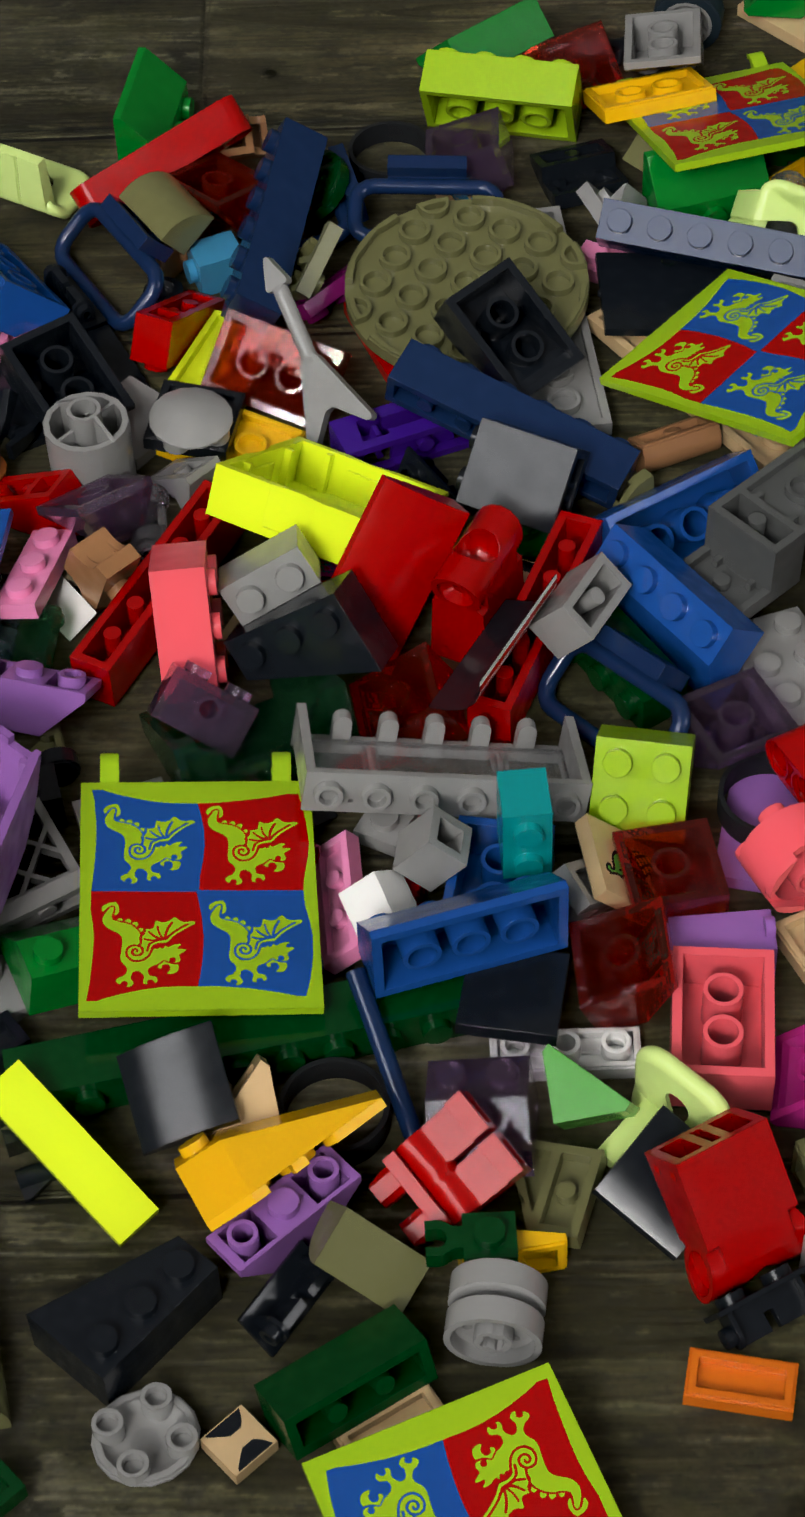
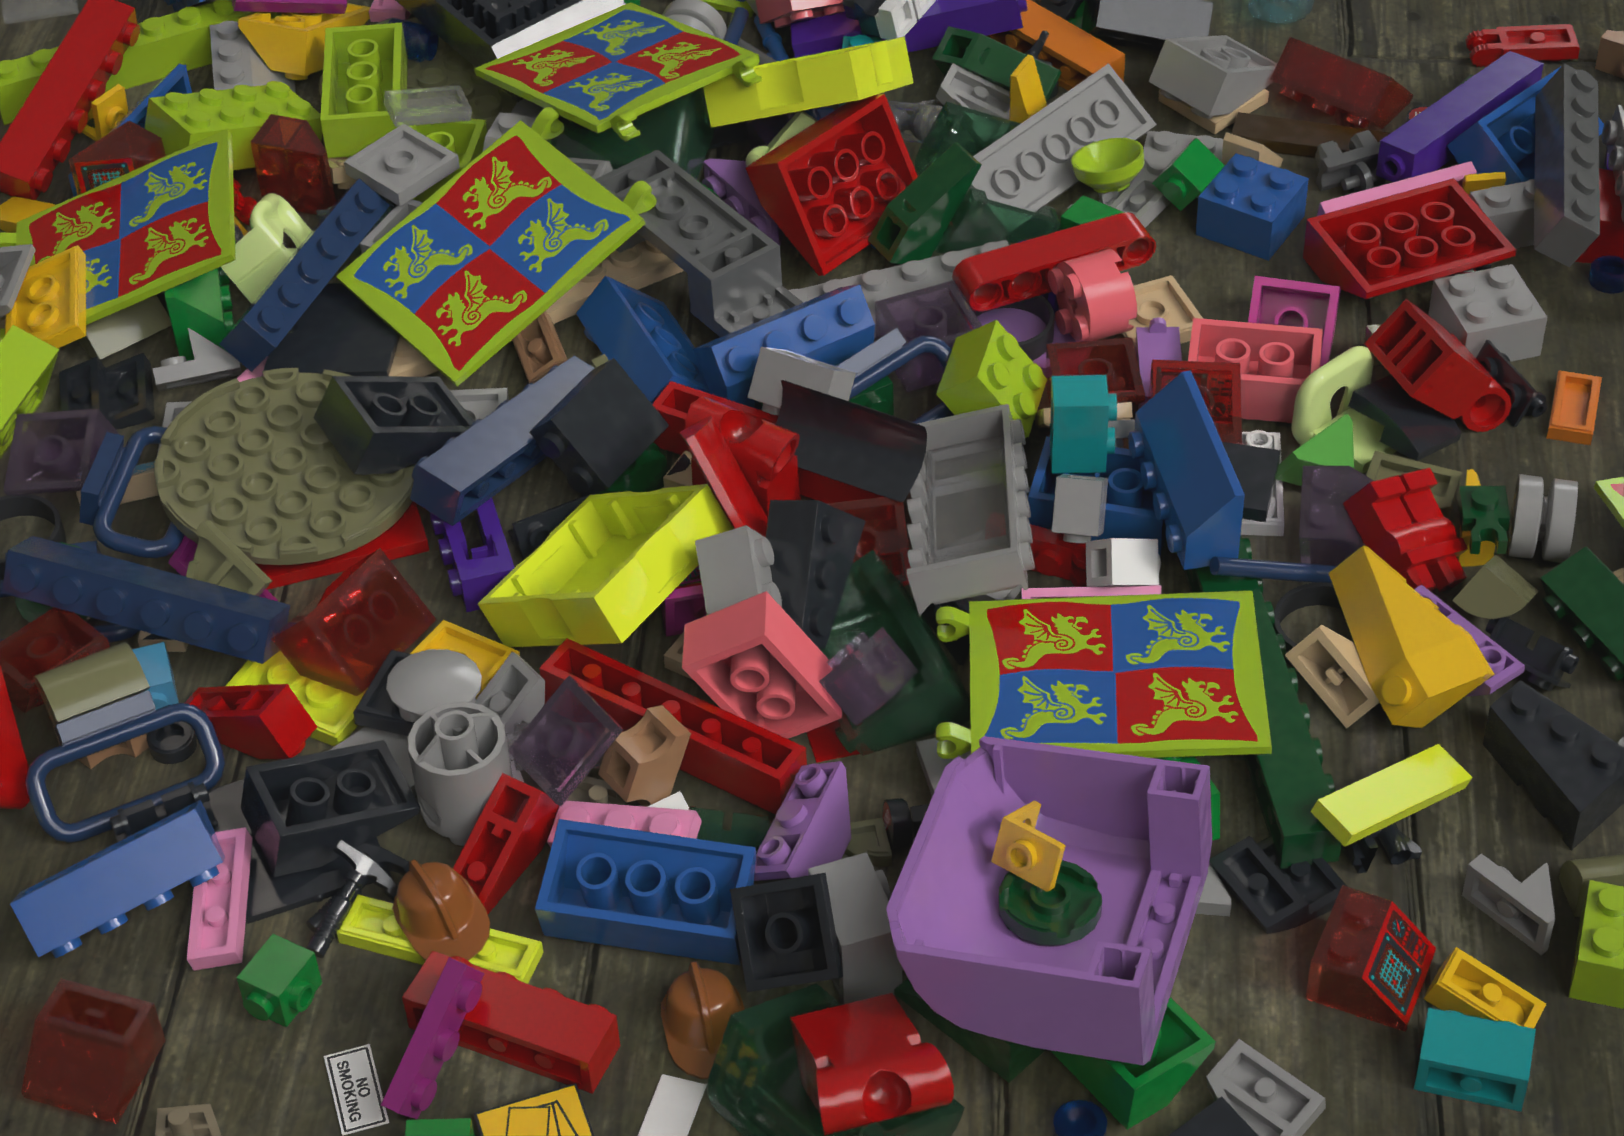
camera: 85 degrees left, 5 degrees down
(178, 1088) = (1337, 697): black slope -> none
(321, 384) = (413, 575): light grey piece -> none

